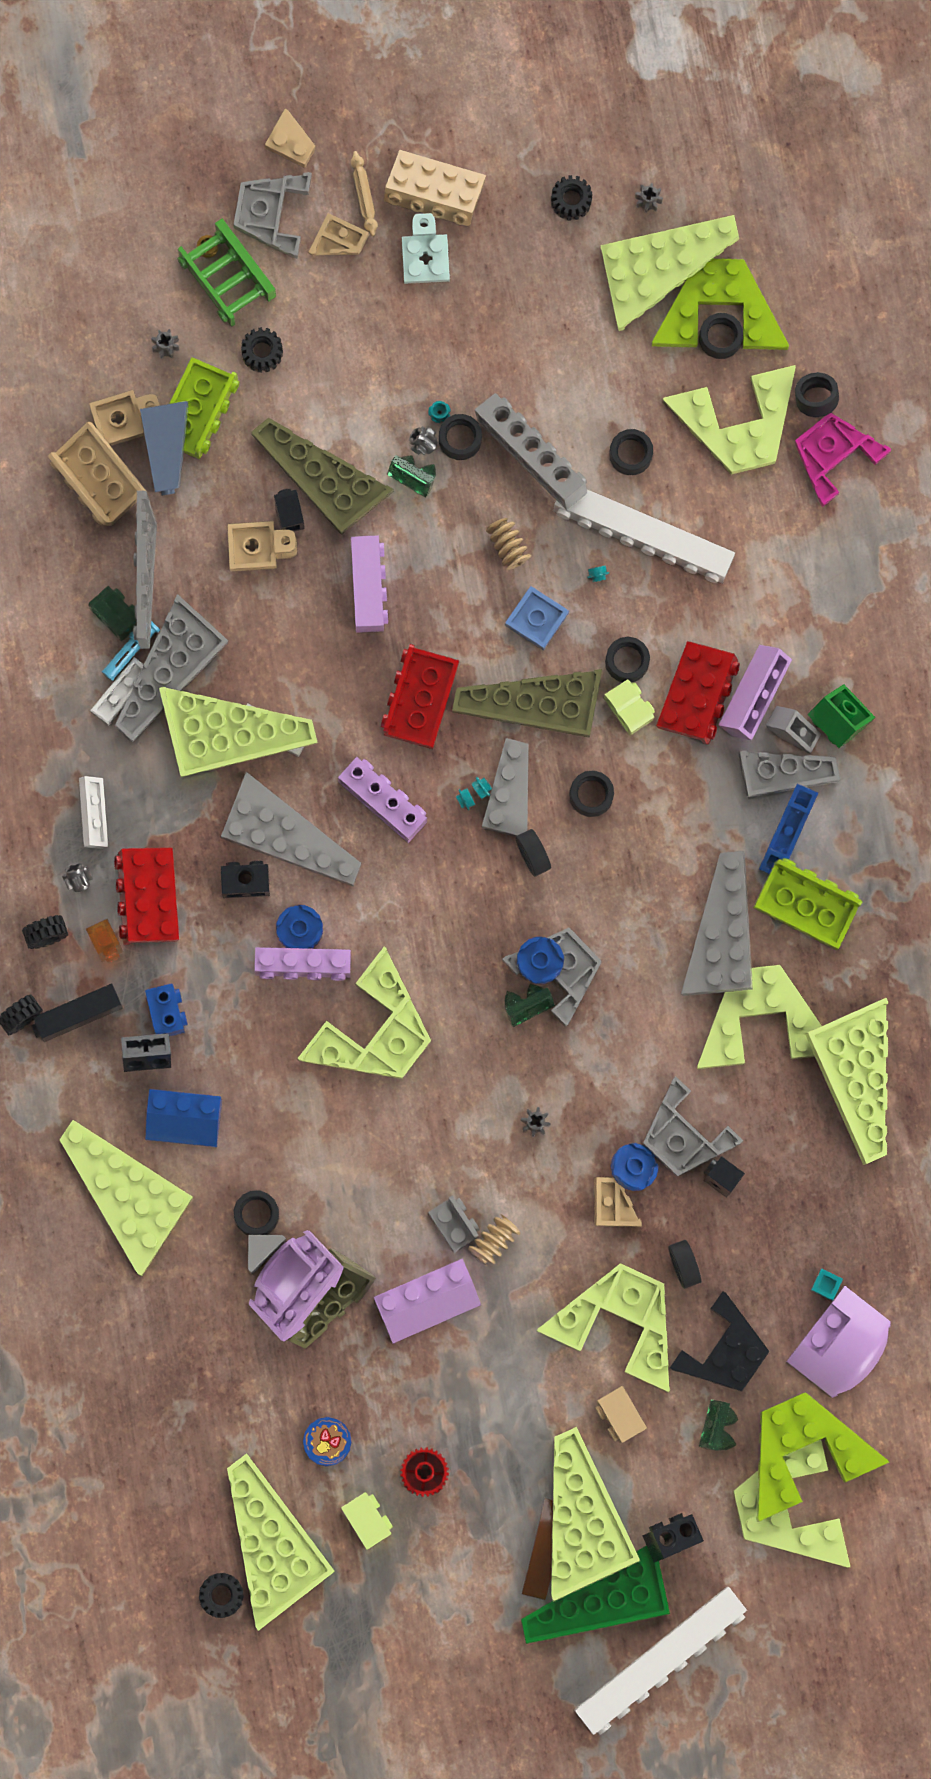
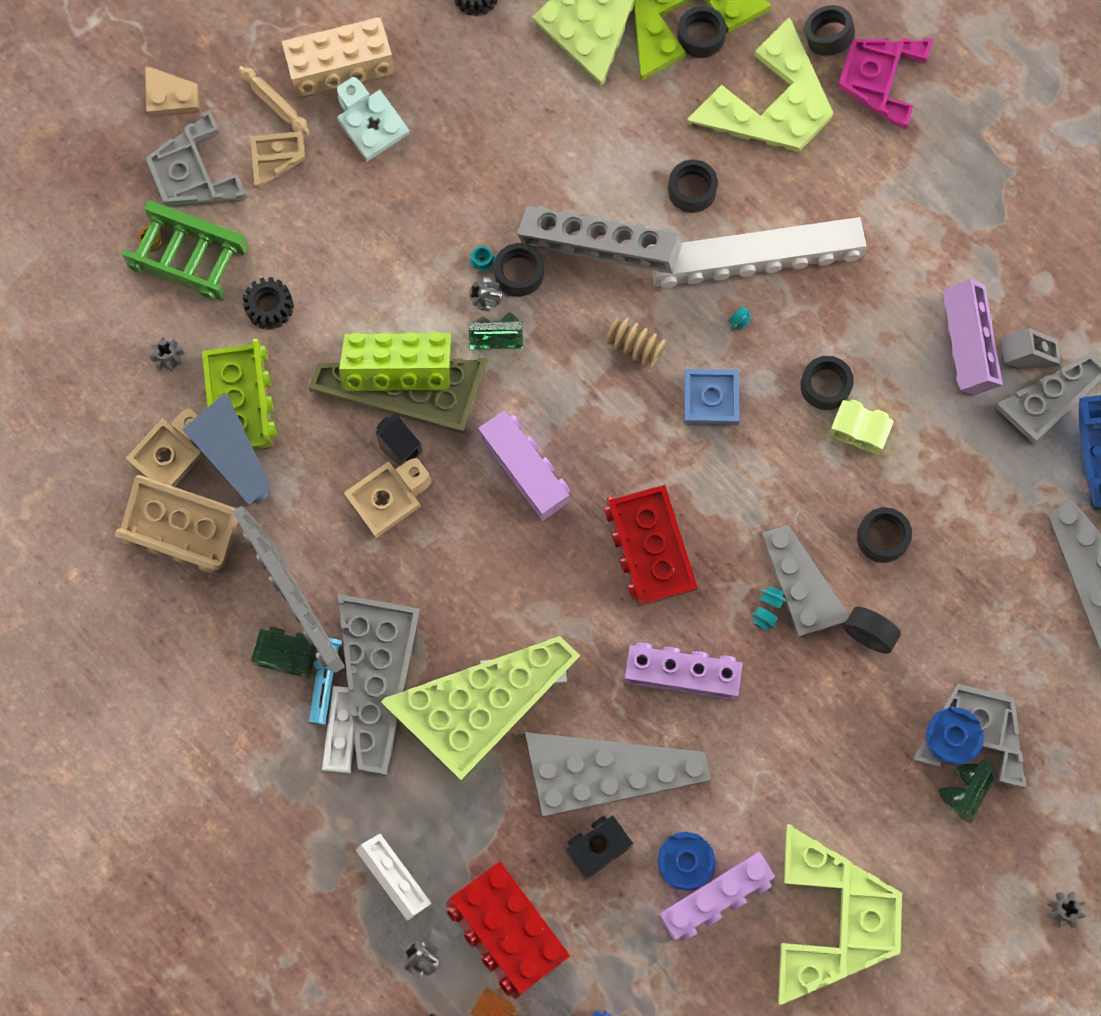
camera: 25 degrees left, 5 degrees down
(325, 450) = (396, 361): none -> lime bracket
(545, 702) = (775, 474): olive wing -> none
(698, 692) = (916, 371): red bracket -> none
(841, 716) = (1066, 311): green slope -> none

